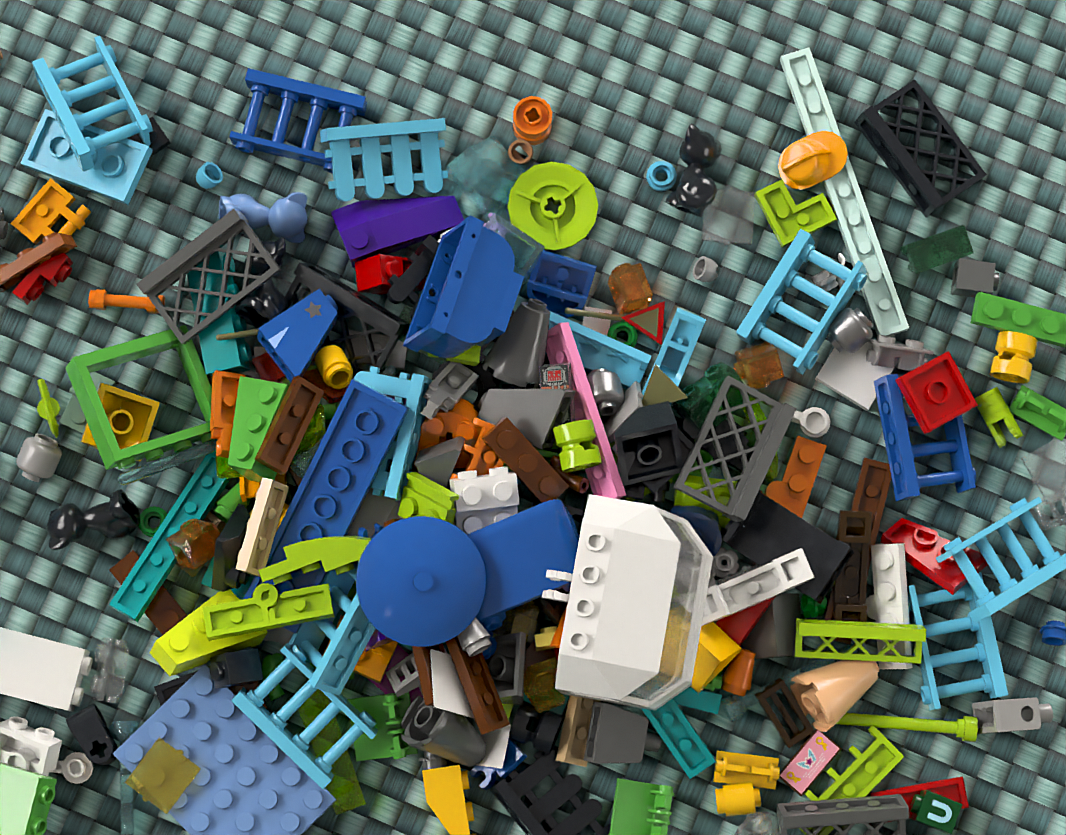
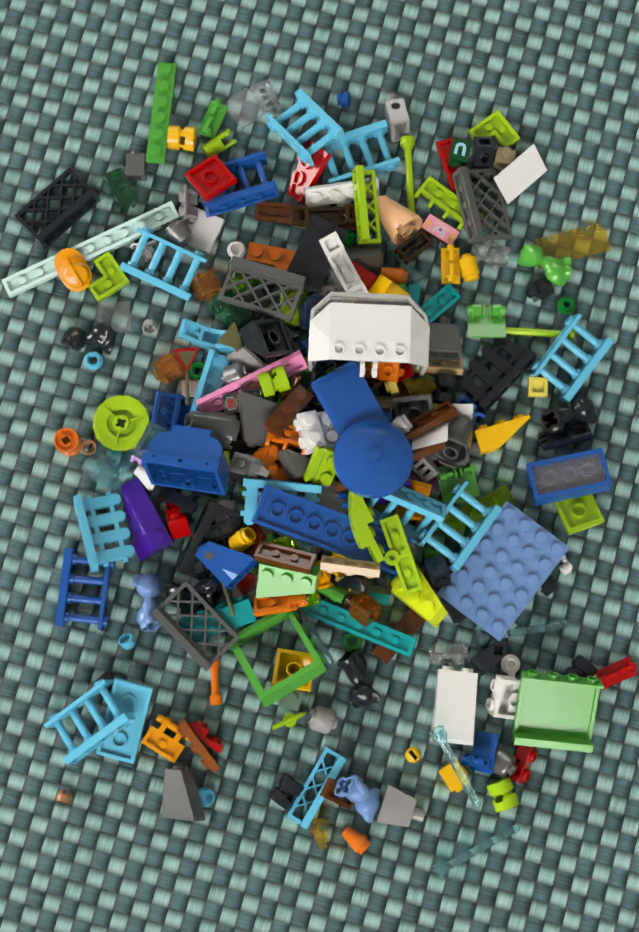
camera: 90 degrees left, 0 degrees up
(163, 775) = (509, 606): clear yellow piece -> none

